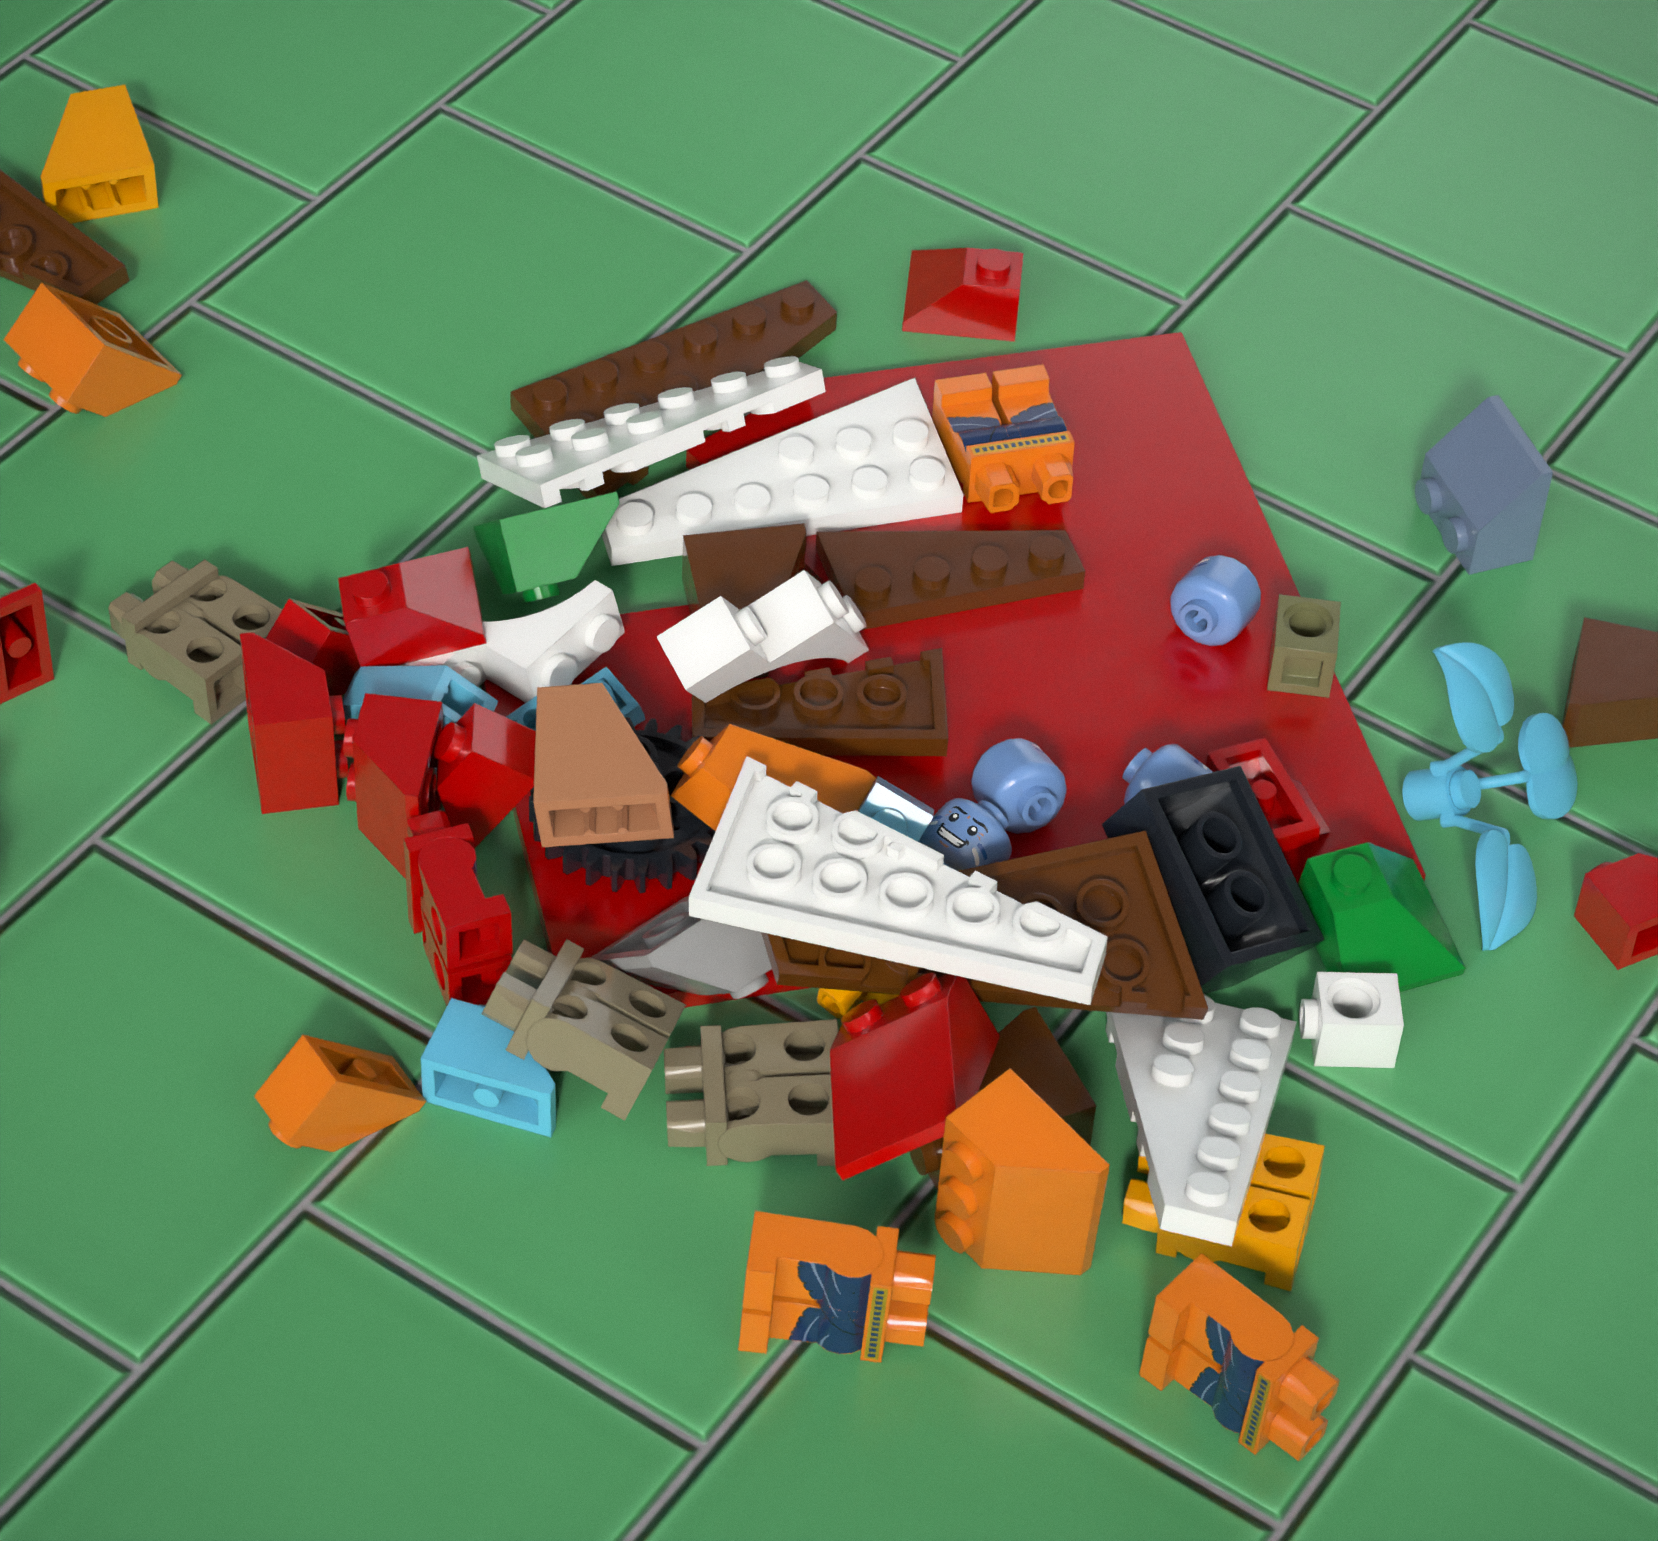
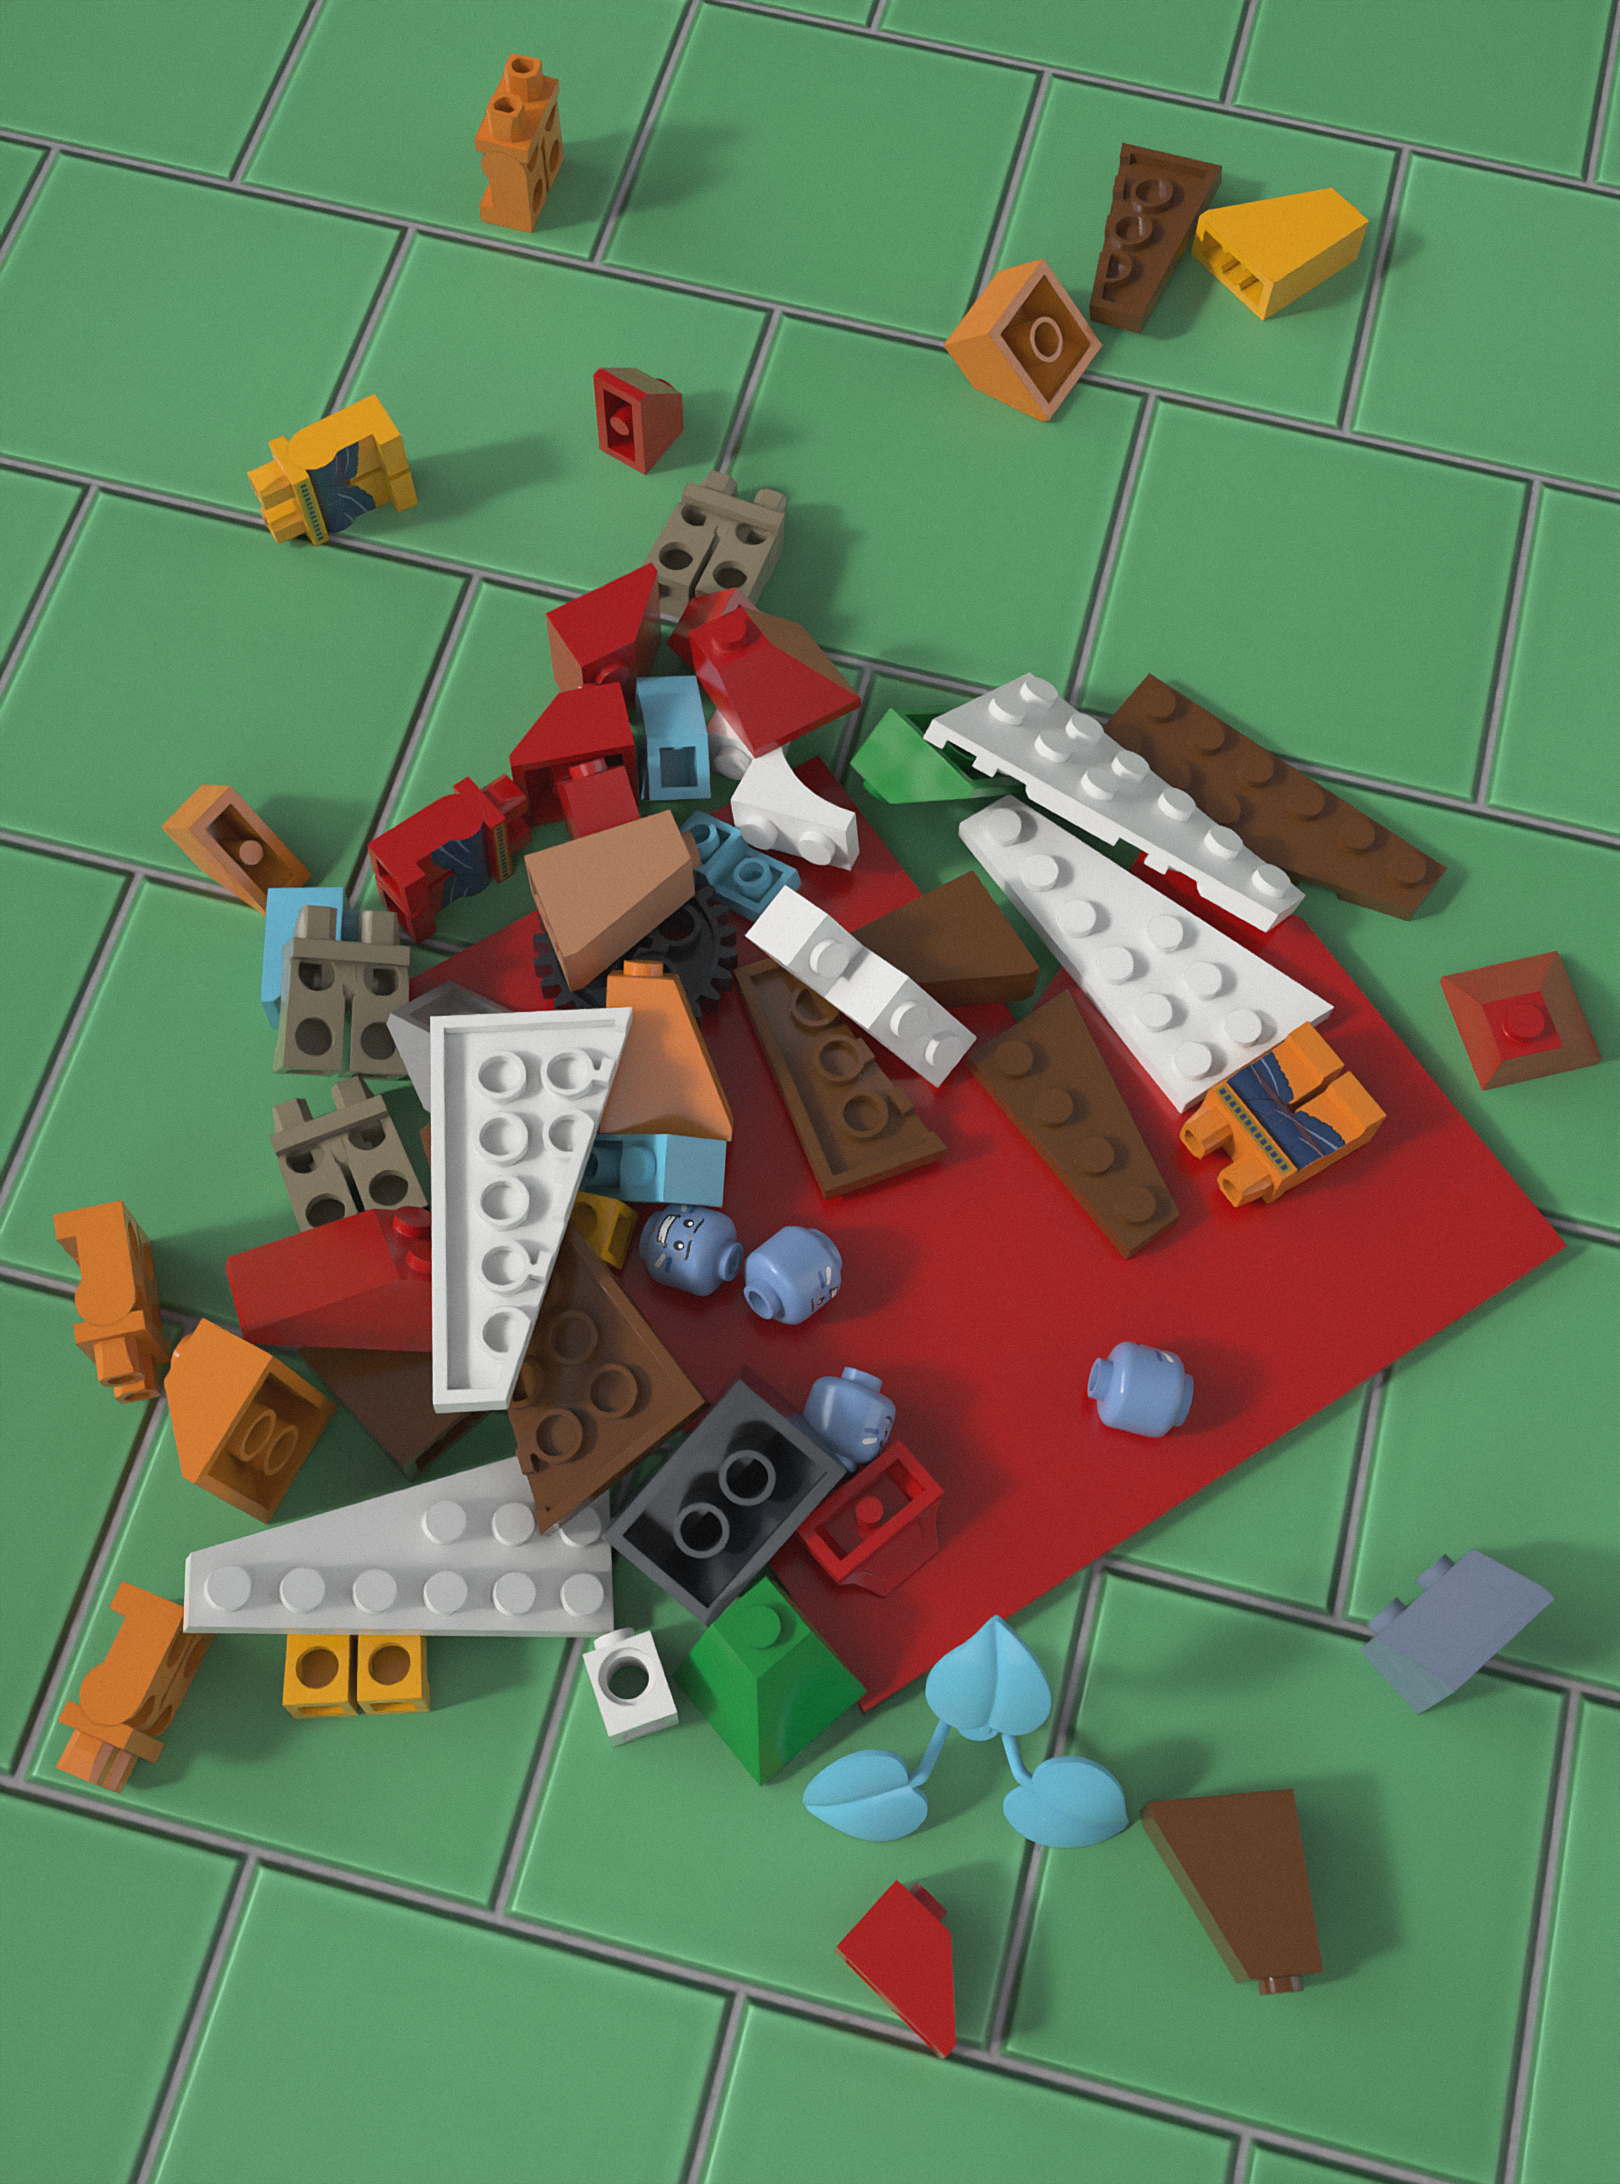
camera: 70 degrees right, 20 degrees up
(1304, 646) = (1096, 1517): olive brick -> none

